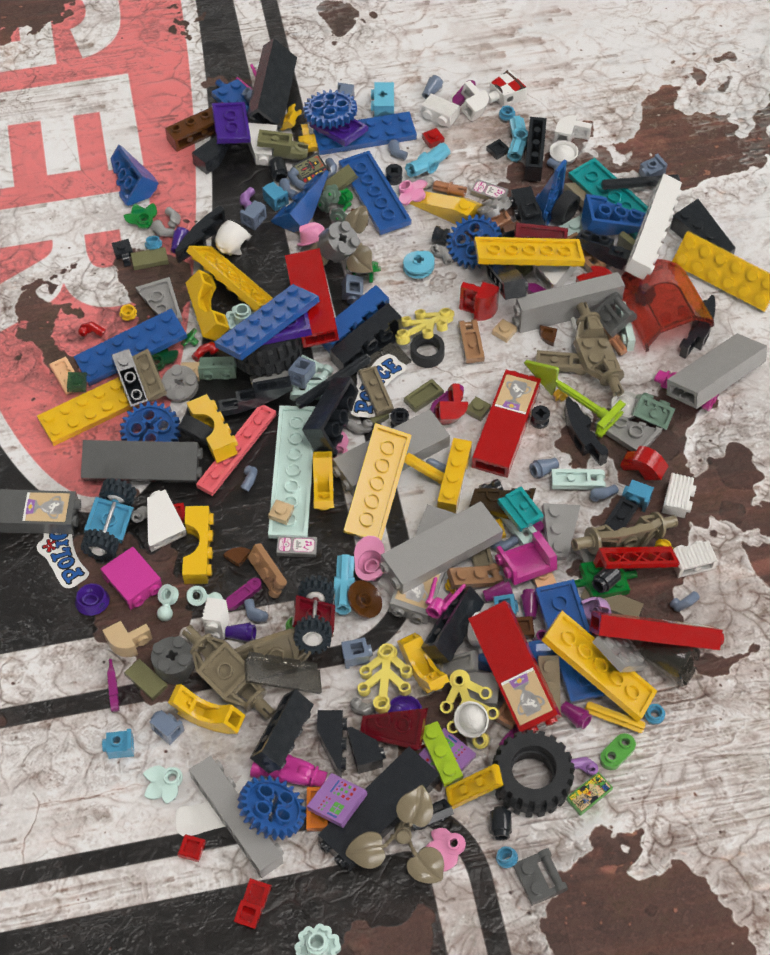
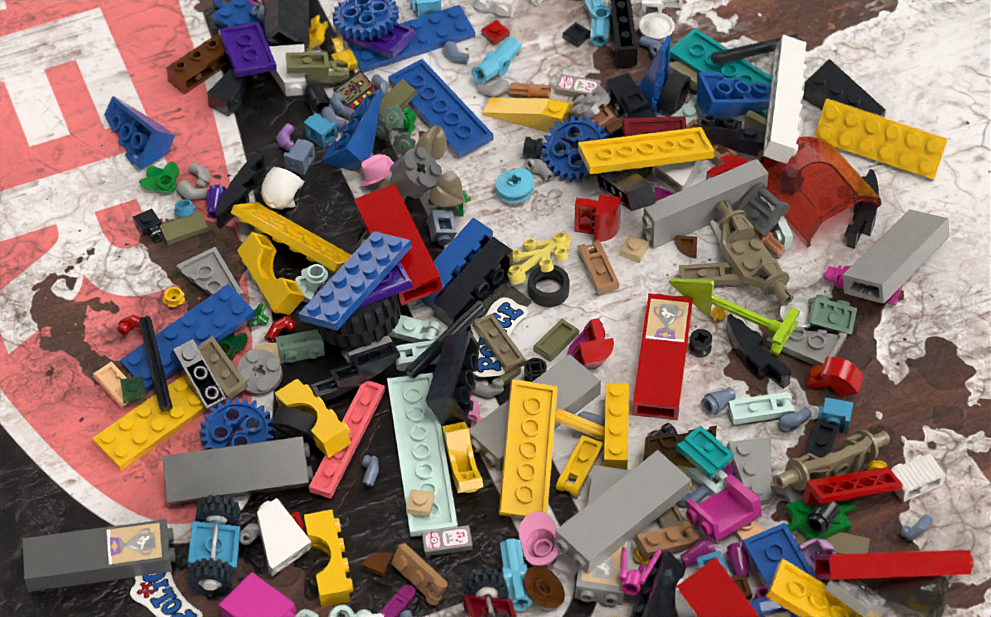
camera: 10 degrees left, 5 degrees down
(98, 364) = (155, 363): none -> black axle
(301, 372) = (406, 334): sand blue brick -> none
(394, 174) = (459, 82): black wheel -> none
(412, 191) = (486, 100): bright pink plate -> none
(417, 502) = (579, 465): none -> yellow plate
(478, 408) = (625, 345): olive plate -> none
(653, 167) = (767, 29): sand blue brick -> none
(678, 495) = (882, 407): white brick -> none

